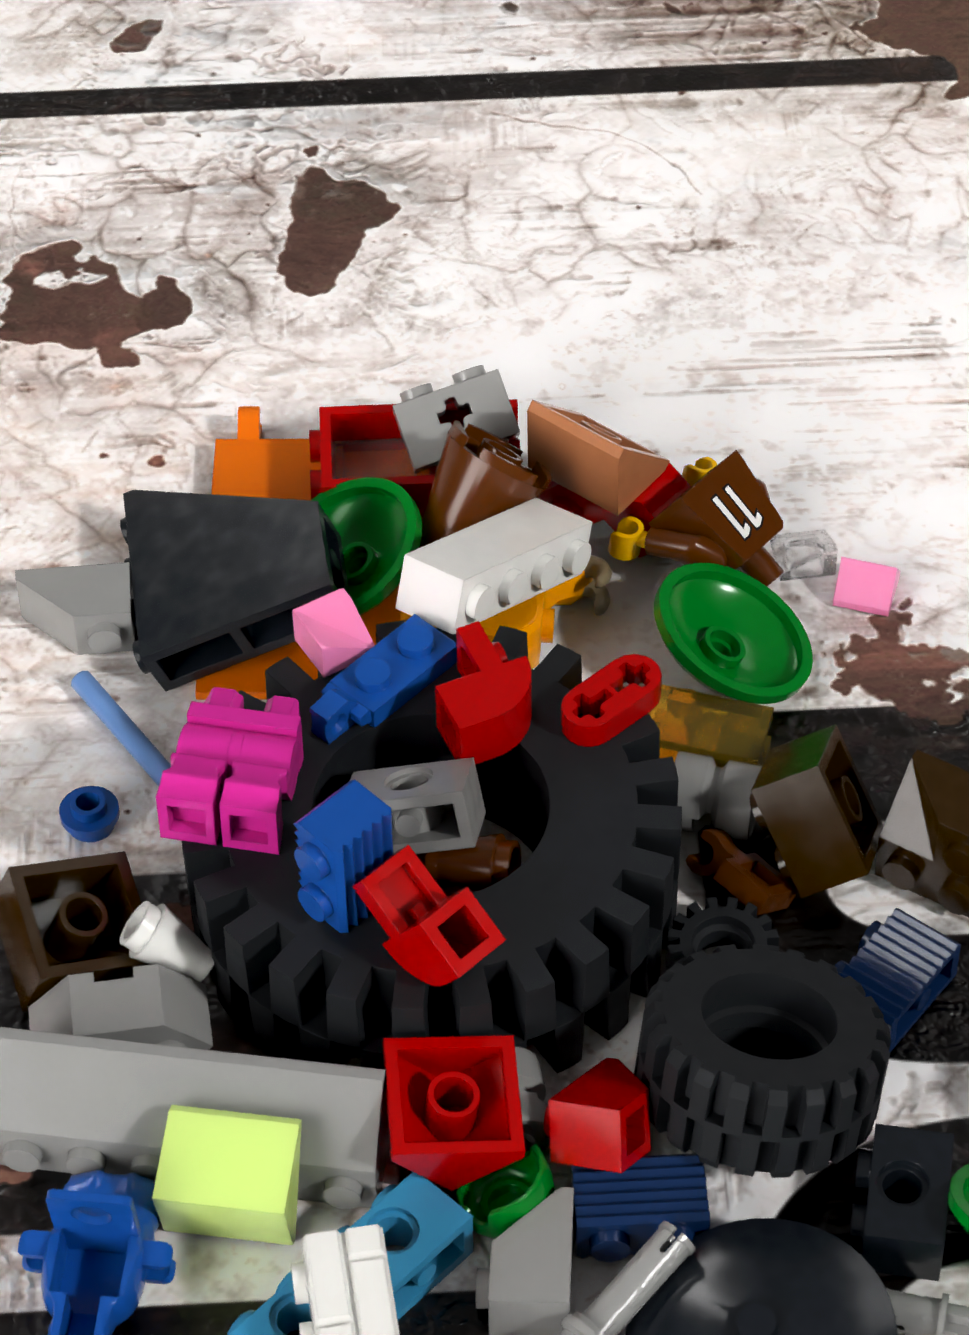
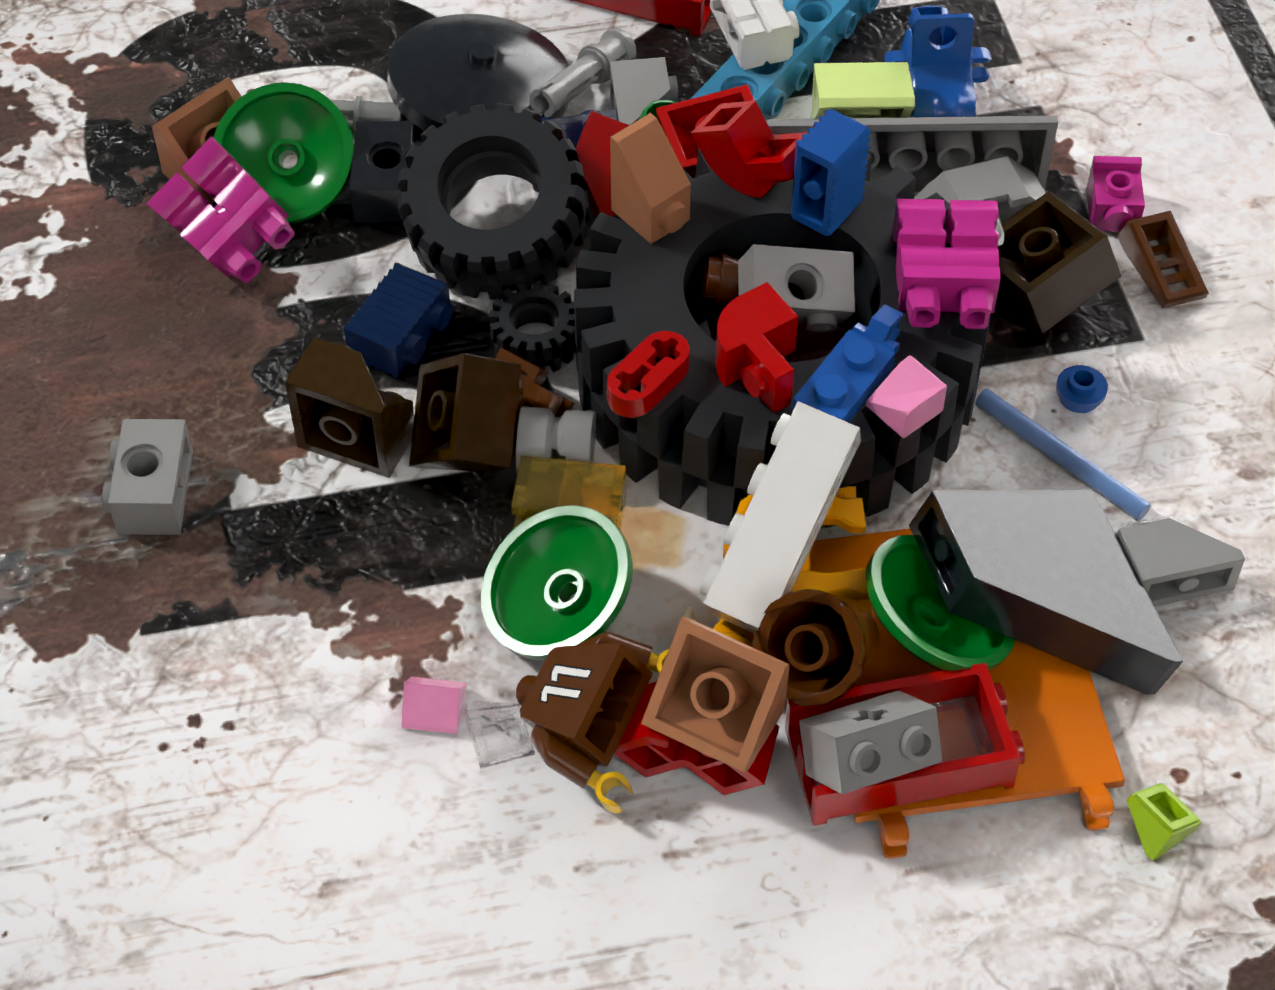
camera: 170 degrees right, 5 degrees up
(191, 416) = (1160, 819): none -> lime slope
(575, 889) = (648, 180): none -> nougat slope

